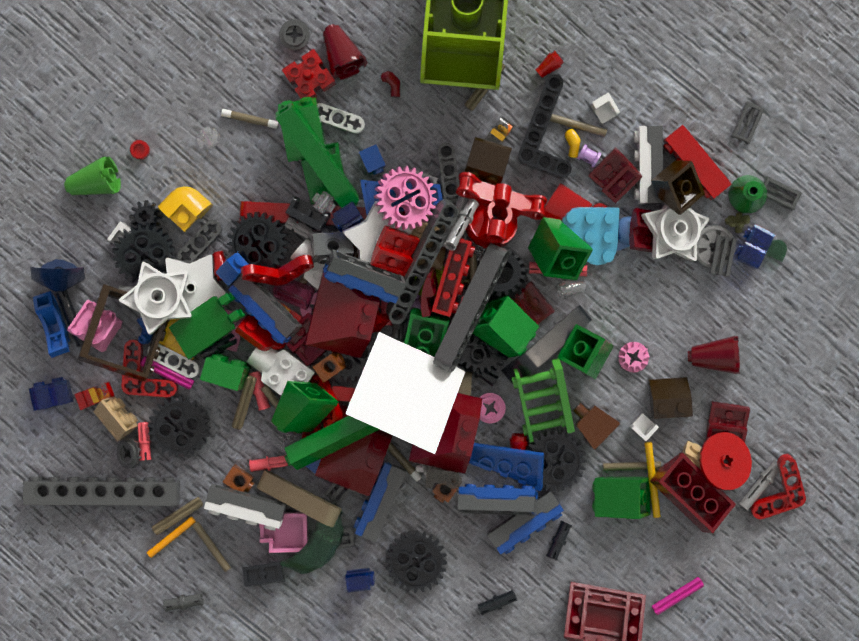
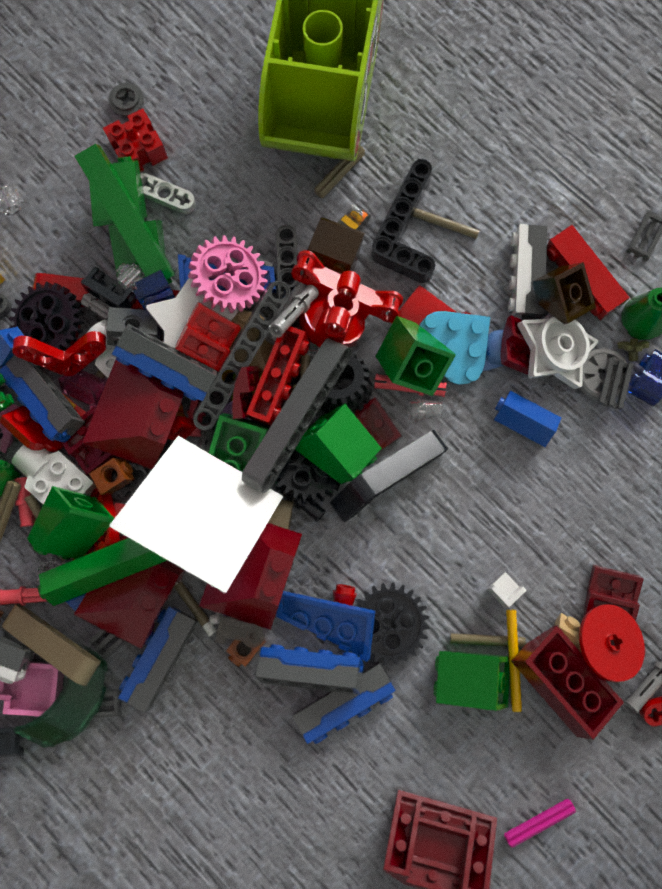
camera: 10 degrees right, 10 degrees down
(249, 118) = (59, 185): dark tan bar -> none
(342, 53) = (177, 122): dark red cone -> none
(359, 580) = (115, 763): clear blue brick -> none
(373, 160) = (196, 235): blue brick -> none
(393, 81) = (228, 152): dark red arm -> none
(407, 545) = (205, 765): black gear -> none
(497, 602) = (298, 810): black pin -> none
(499, 406) = (323, 548): bright pink gear -> none
(549, 64) = (419, 150): red cone -> none
(558, 540) = (386, 731): black pin -> none
(562, 404) = (400, 528): bright green fence -> none
(573, 141) = (439, 239): yellow arm -> none
(585, 351) = (439, 483): green slope -> none
(589, 156) = (456, 257): lavender bush -> none
(594, 424) = (443, 581): reddish brown torso -> none
(605, 108) = (479, 204): white panel -> none
(615, 175) = (487, 279): dark red slope -> none
(624, 358) = (486, 502): bright pink gear -> none
(653, 290) = (527, 418): none -> blue brick
(670, 398) = (542, 556): dark brown slope -> none
(717, 355) = (605, 505): dark red cone -> none

